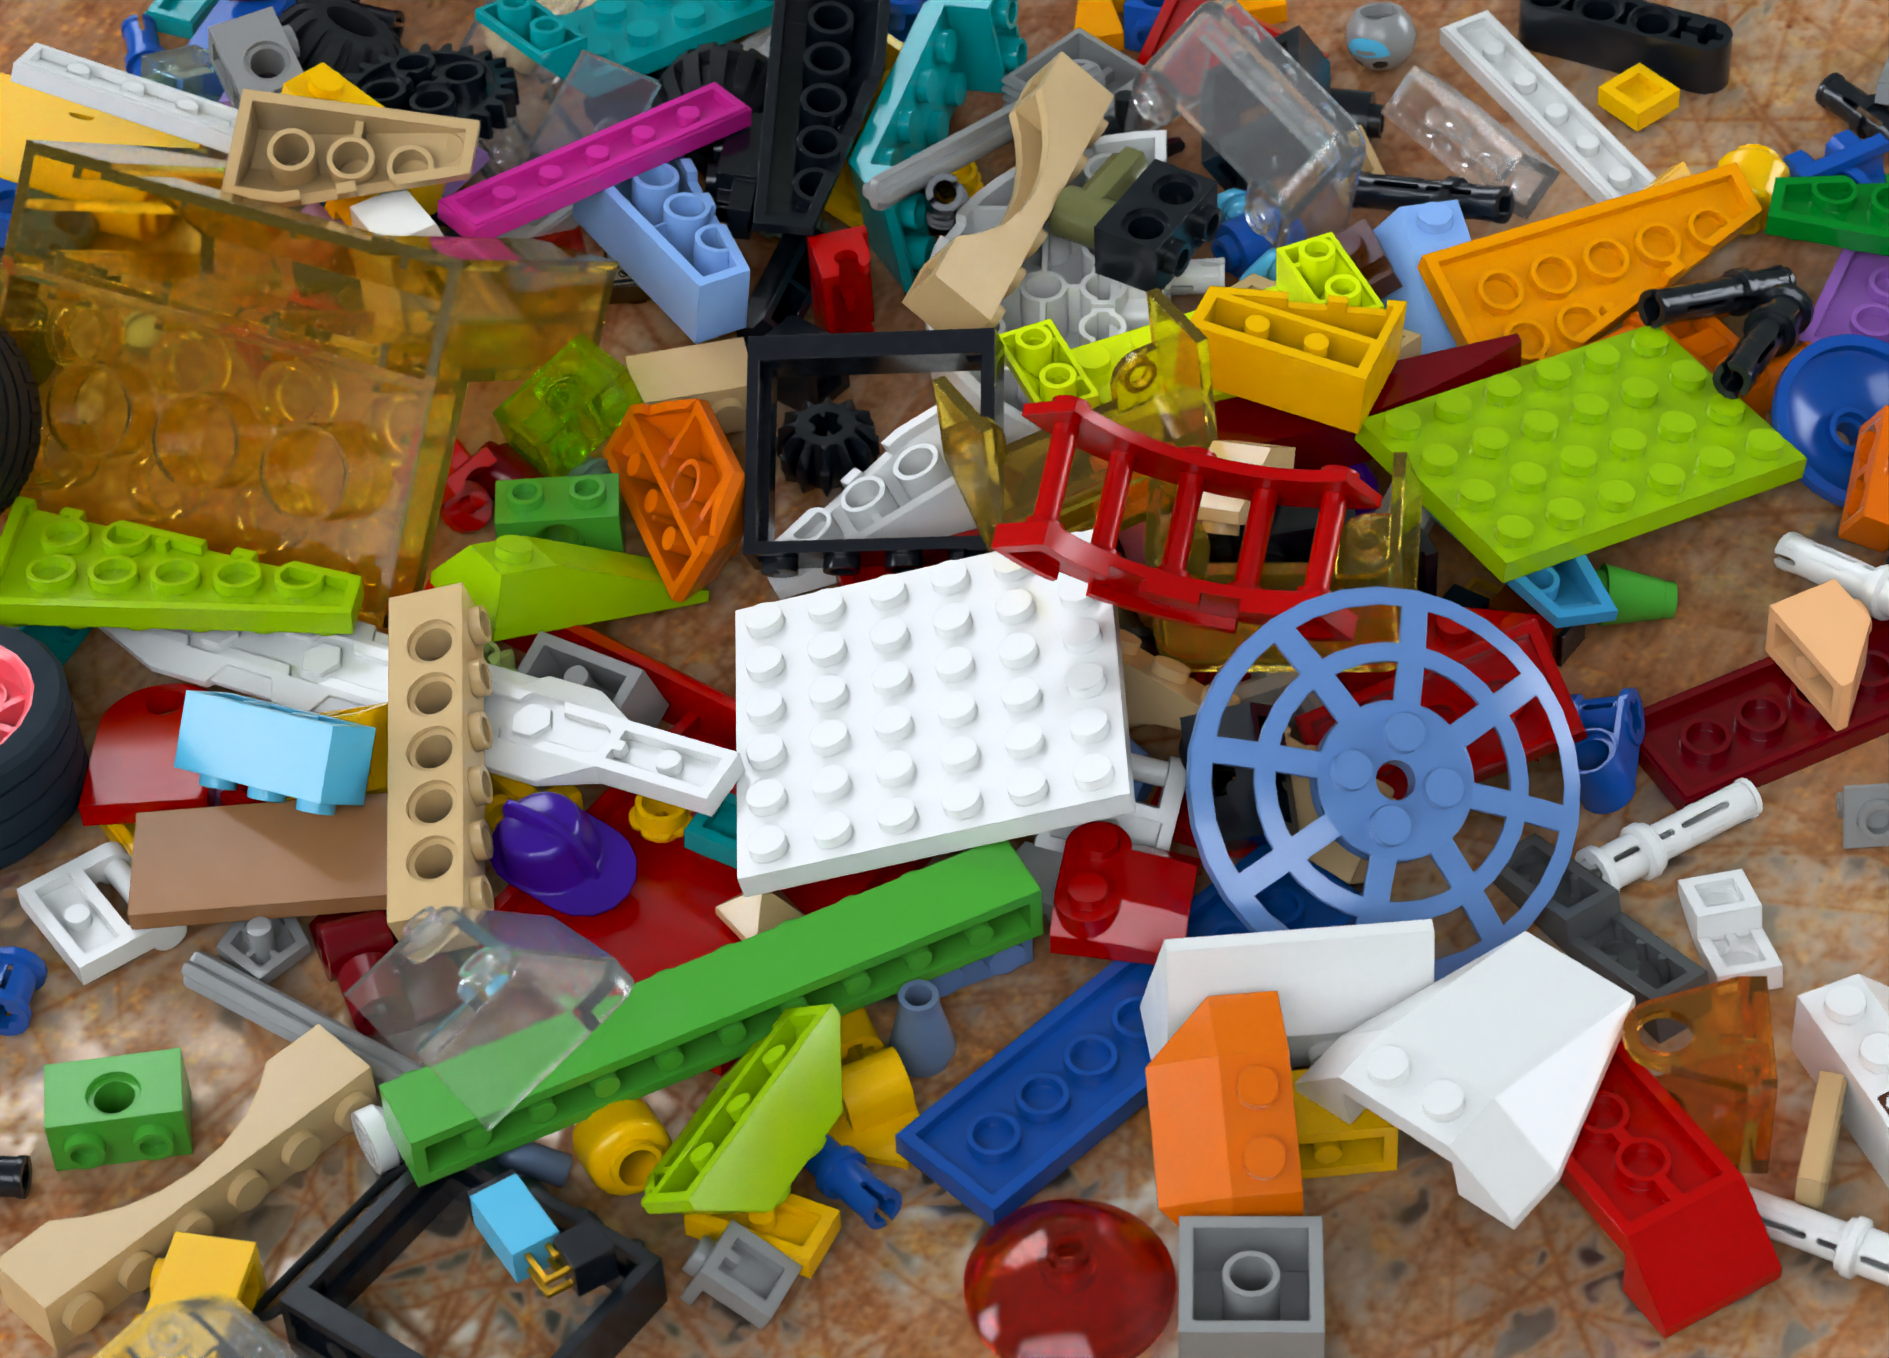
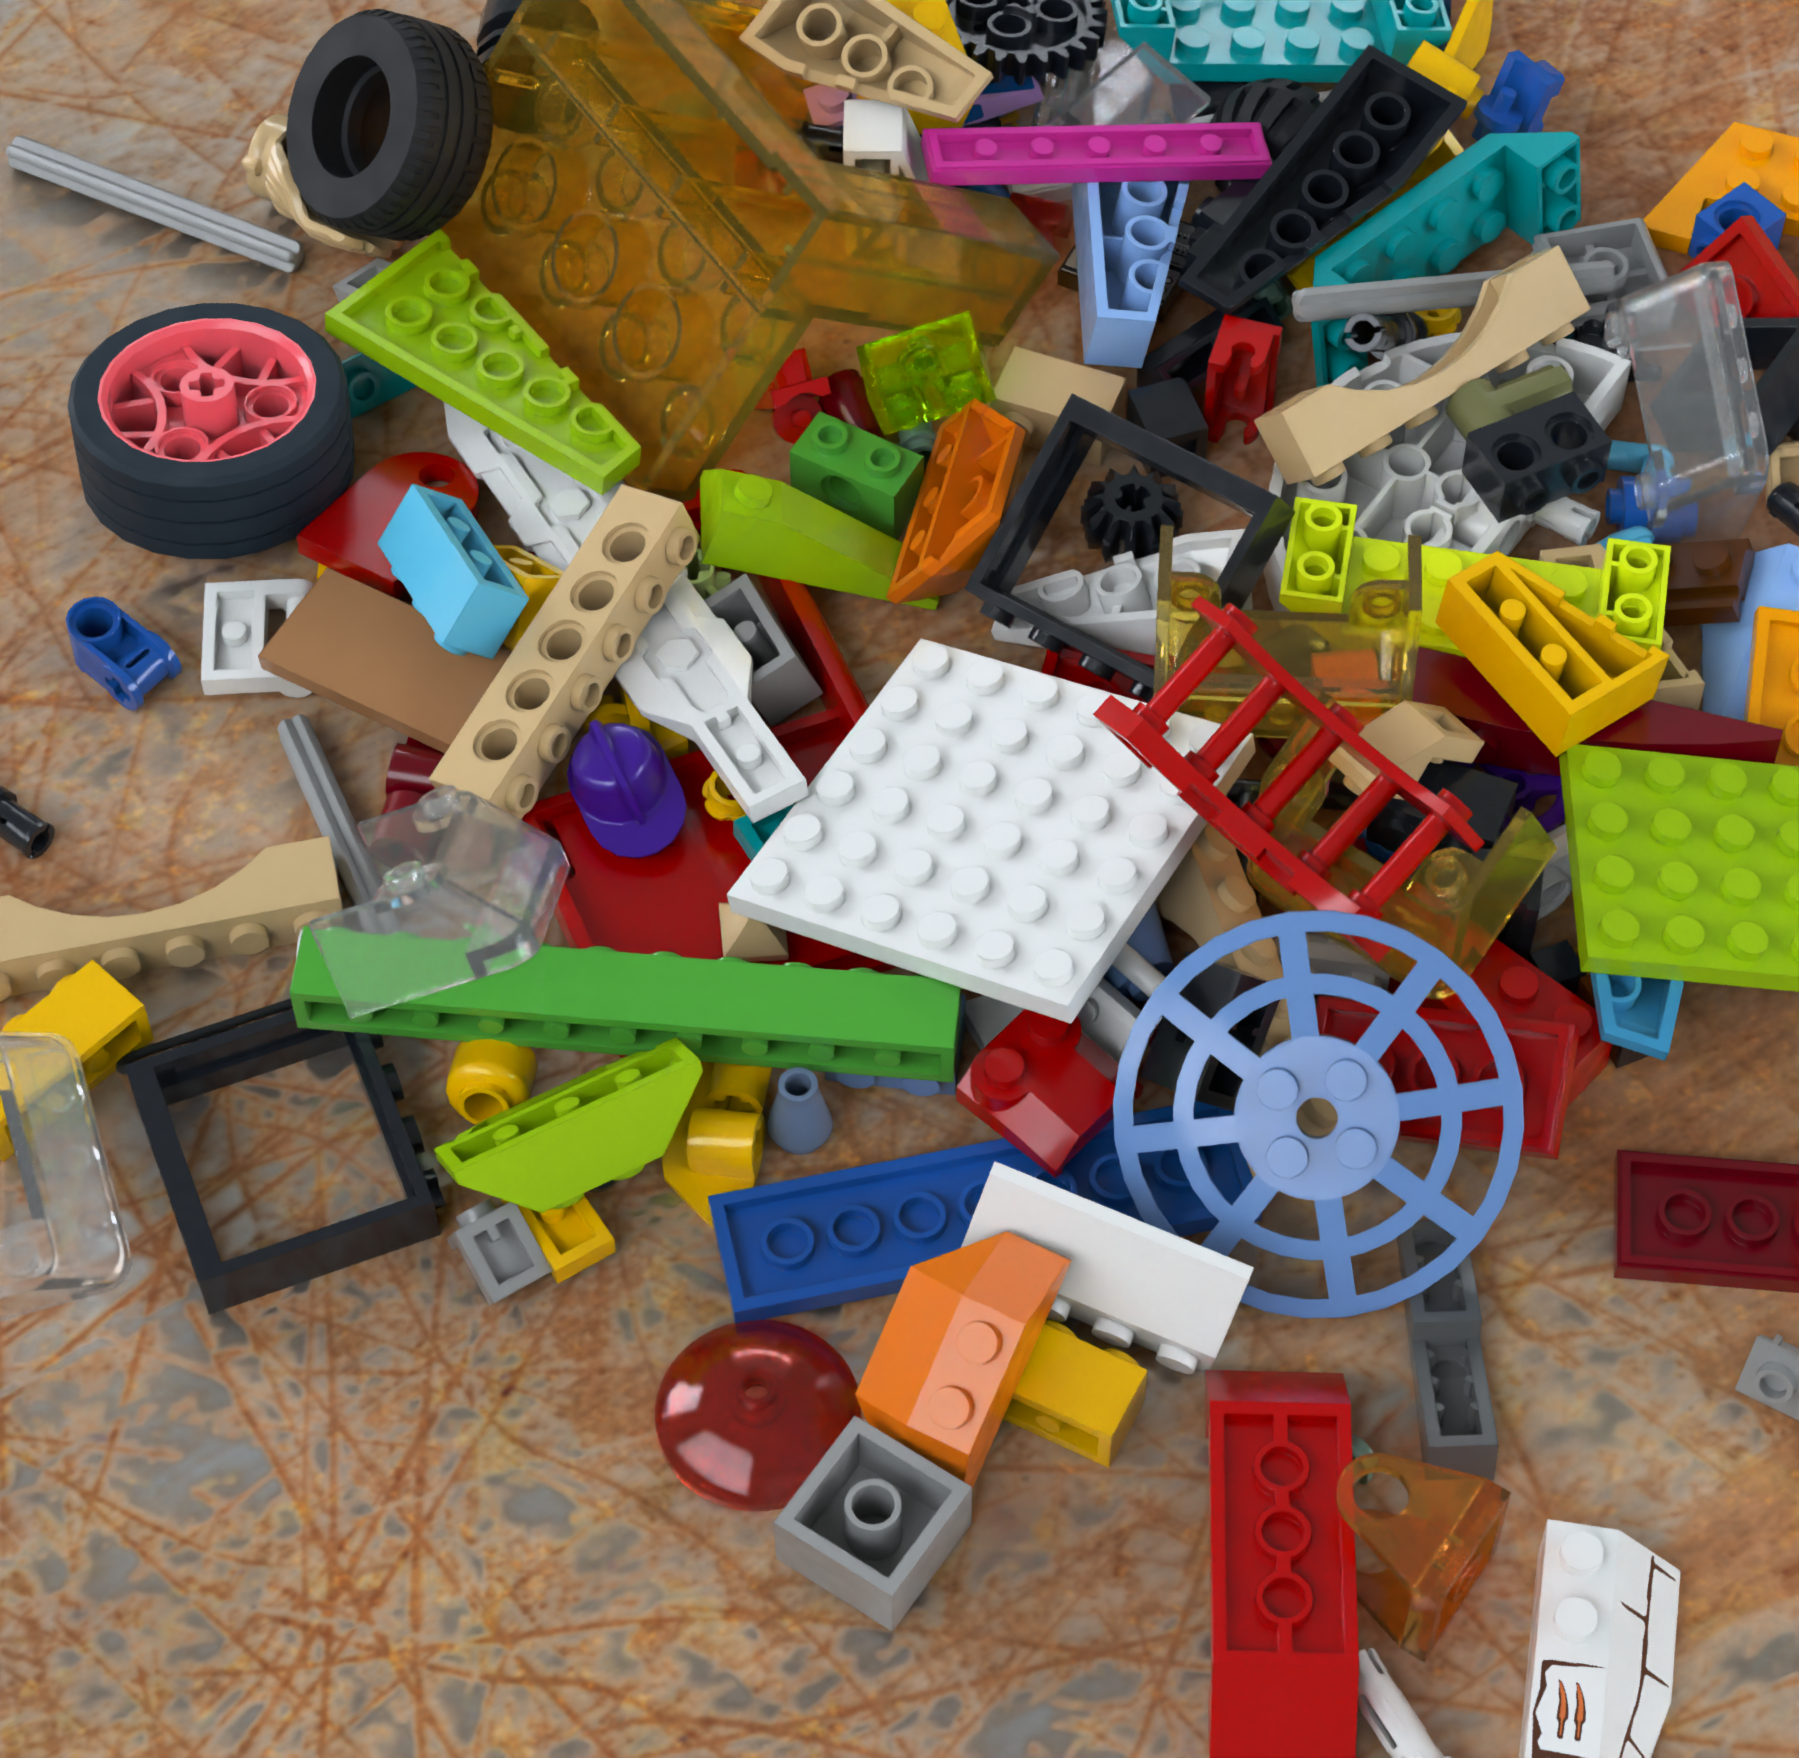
camera: 30 degrees right, 10 degrees up
(118, 1109) = (175, 821): bright green brick -> none
(264, 946) = (356, 740): light grey piece -> none
(531, 1242) = (337, 1130): piece -> none
(538, 1162) = (420, 1055): sand blue arm -> none
(844, 1175) = (646, 1207): blue pin -> none
(1485, 1069) = (1208, 1433): white wedge -> none
(1611, 751) = (1587, 1172): blue piece -> none
(1638, 595) = (1719, 1035): bright green cone -> none
(1645, 849) = (1658, 1291): white pin -> none
(1728, 928) = (1561, 1415): white slope -> none
(1821, 1141) = (1475, 1669): tan tile -> none

